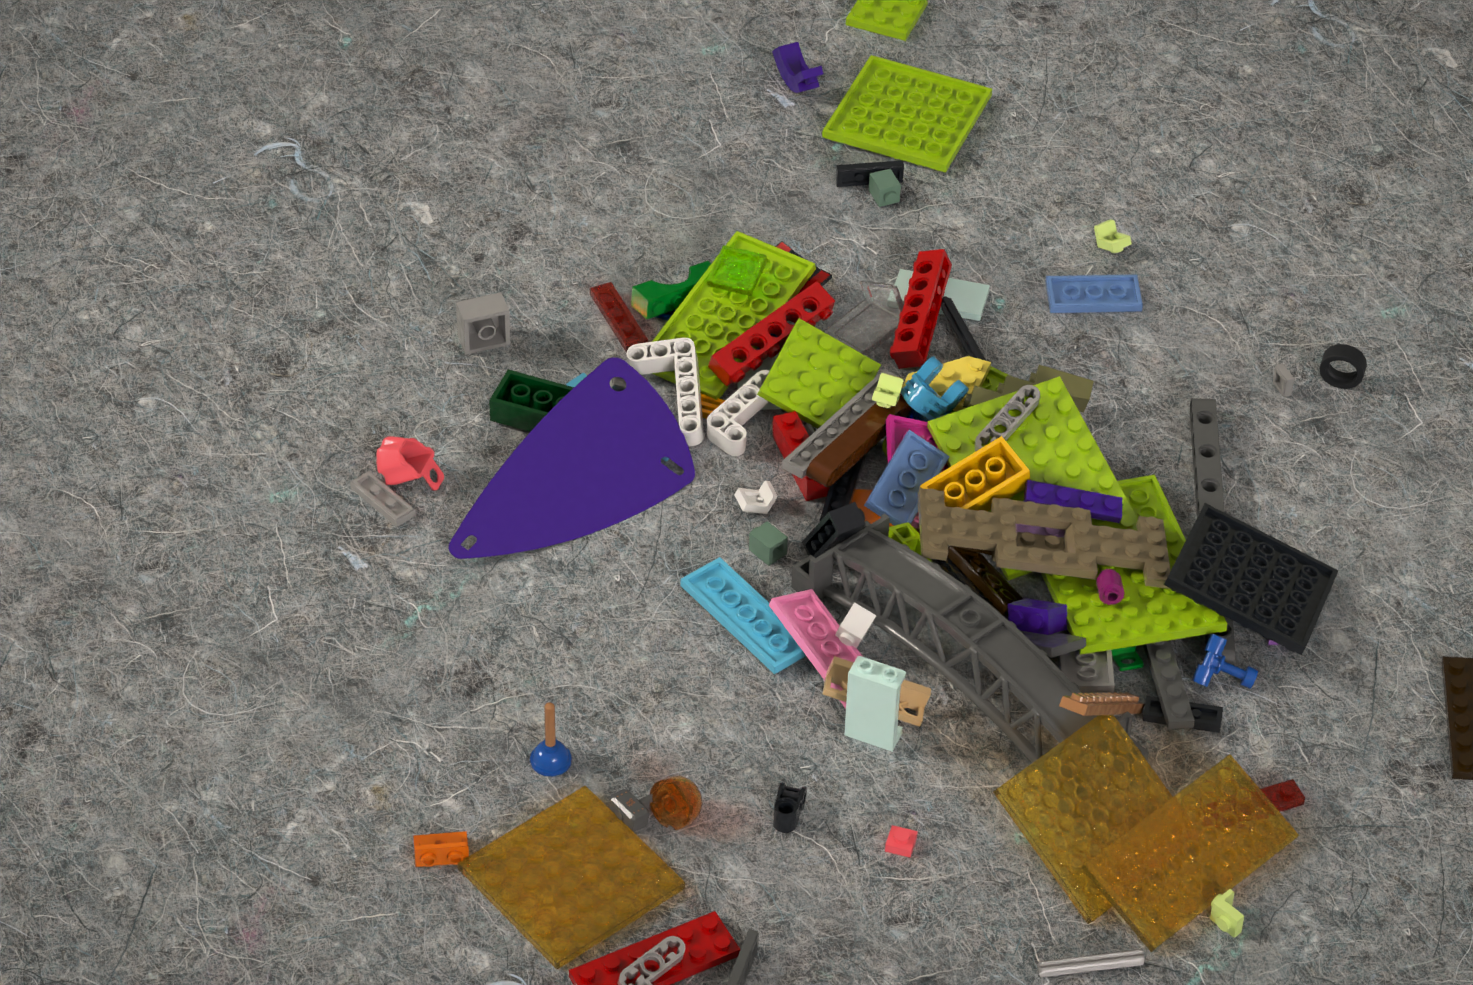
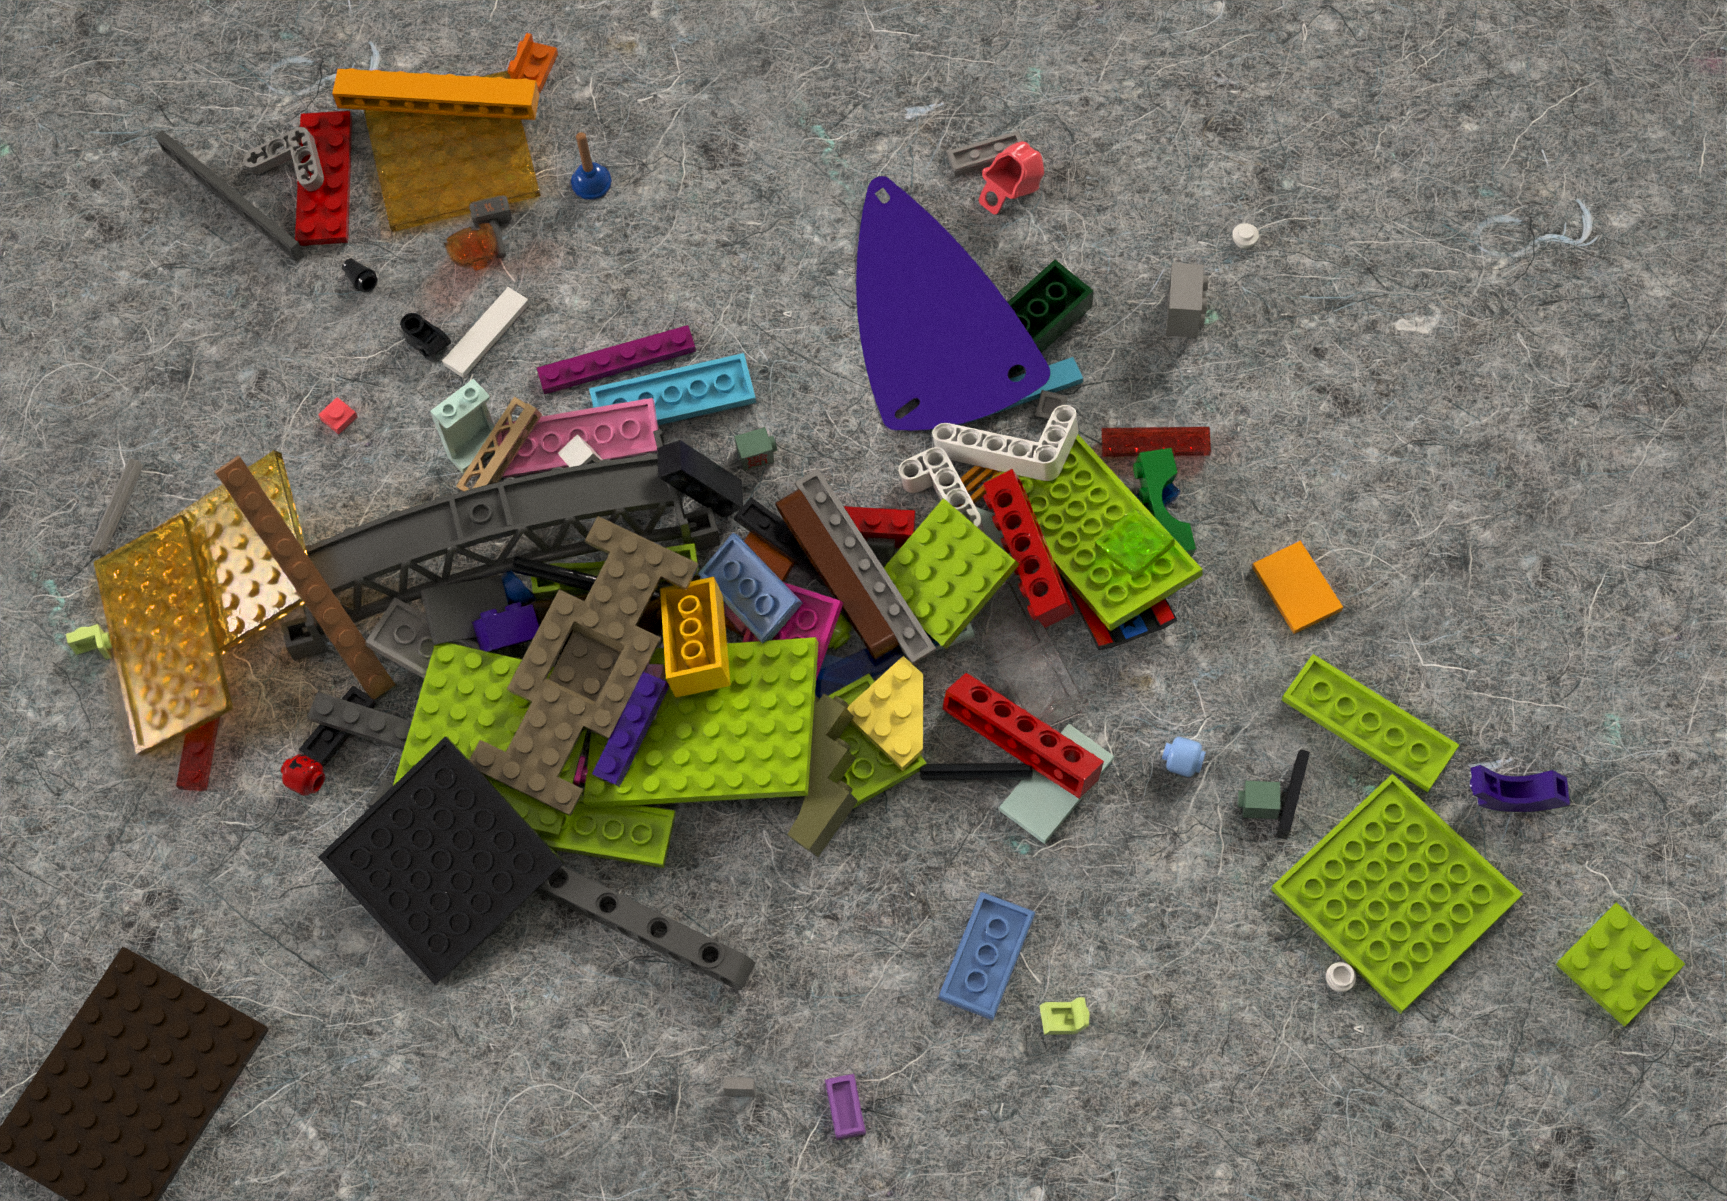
camera: 120 degrees right, 20 degrees up
(390, 319) = (1245, 235): none -> white plate
(526, 890) = (436, 94): none -> light orange brick
(698, 216) = (1297, 587): none -> light orange tile
(731, 669) = (616, 359): none -> magenta plate
(750, 881) = (361, 277): none -> black cone
(754, 768) = (485, 332): none -> white tile
(756, 500) = (822, 458): white bracket -> none
(787, 153) = (1370, 722): none -> lime plate
(877, 233) = (1184, 756): none -> light blue head
(887, 390) = (873, 612): yellowish green bracket -> none
(927, 401) = (845, 658): dark azure piece -> none
(986, 124) = (1340, 977): none -> white plate
(1010, 422) = (764, 707): light grey beam -> none
(1110, 587) = (490, 699): magenta brick -> none
(1215, 662) = (374, 780): blue bar -> none
(1239, 713) = (302, 775): none -> red head
(1252, 330) = (845, 1107): none -> medium lavender tile
(1345, 353) = (718, 1160): black tyre -> none

